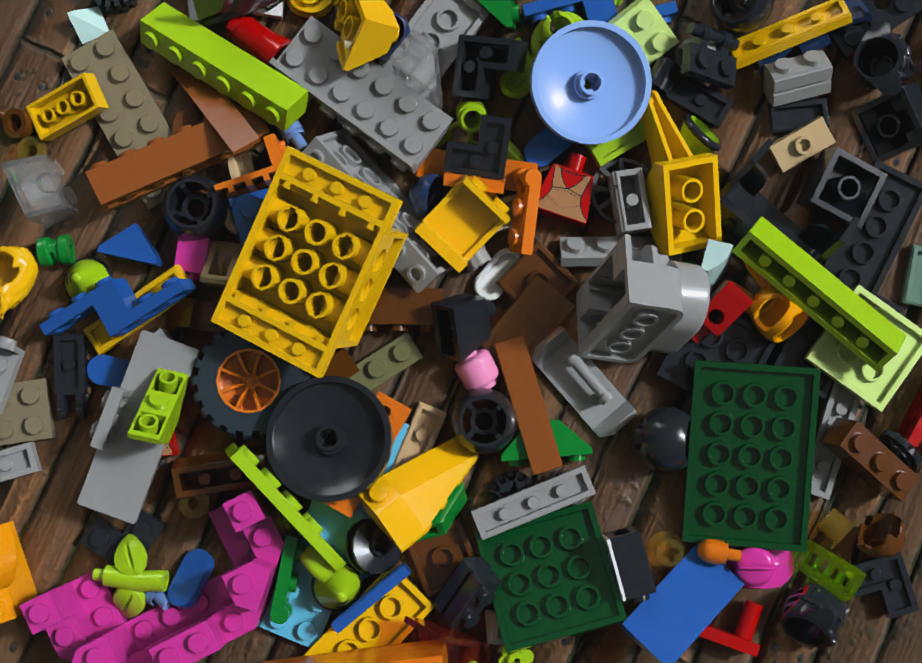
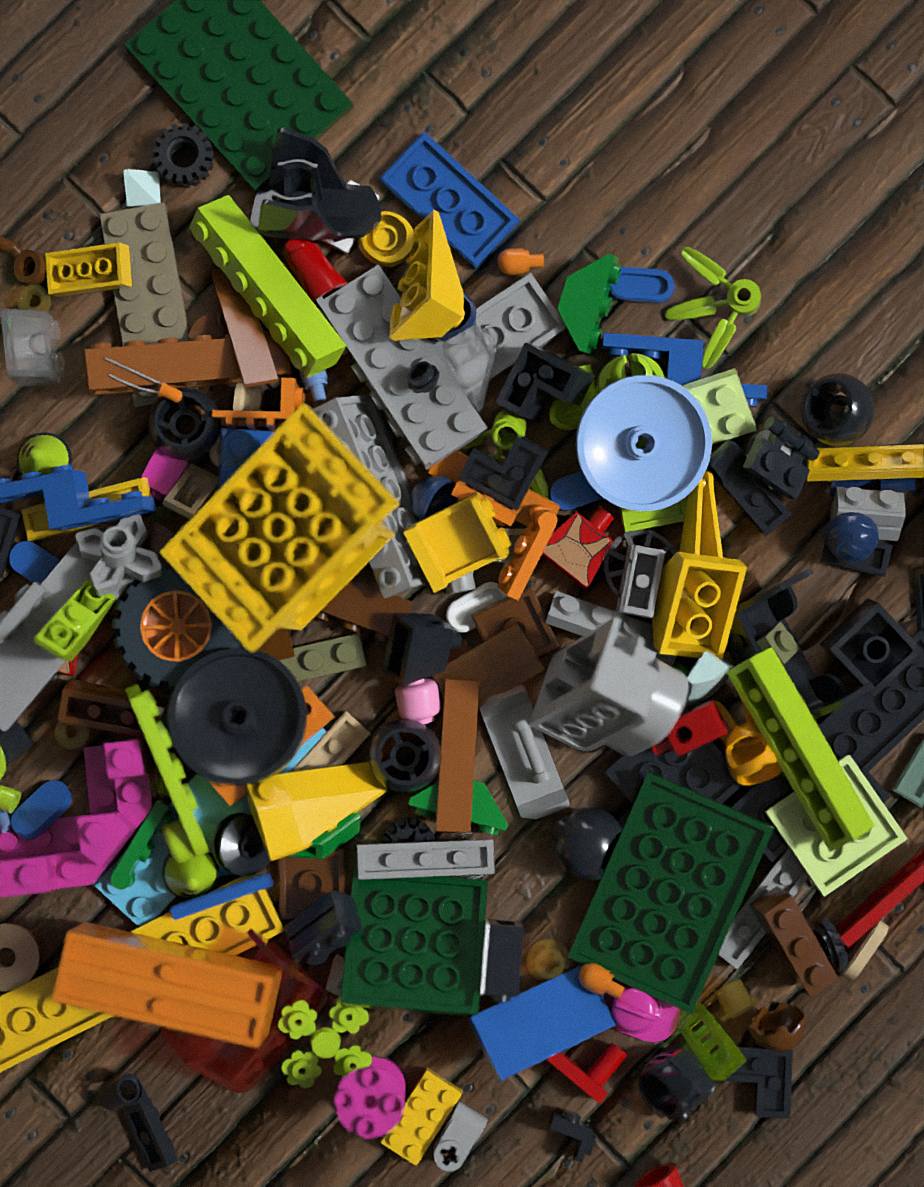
camera: 15 degrees right, 0 degrees up
(55, 250) = (22, 415): green wheel -> none
(133, 246) = (105, 440): blue slope -> none
(167, 183) = (165, 390): none -> piece
(176, 336) = (117, 554): none -> light grey plant
(383, 94) = (423, 377): none -> black plate
(699, 136) = (740, 538): hat -> none
(761, 207) = (780, 641): none -> olive plate
(793, 101) = (851, 537): none -> dark blue piece
(801, 144) = (846, 584): tan plate -> none

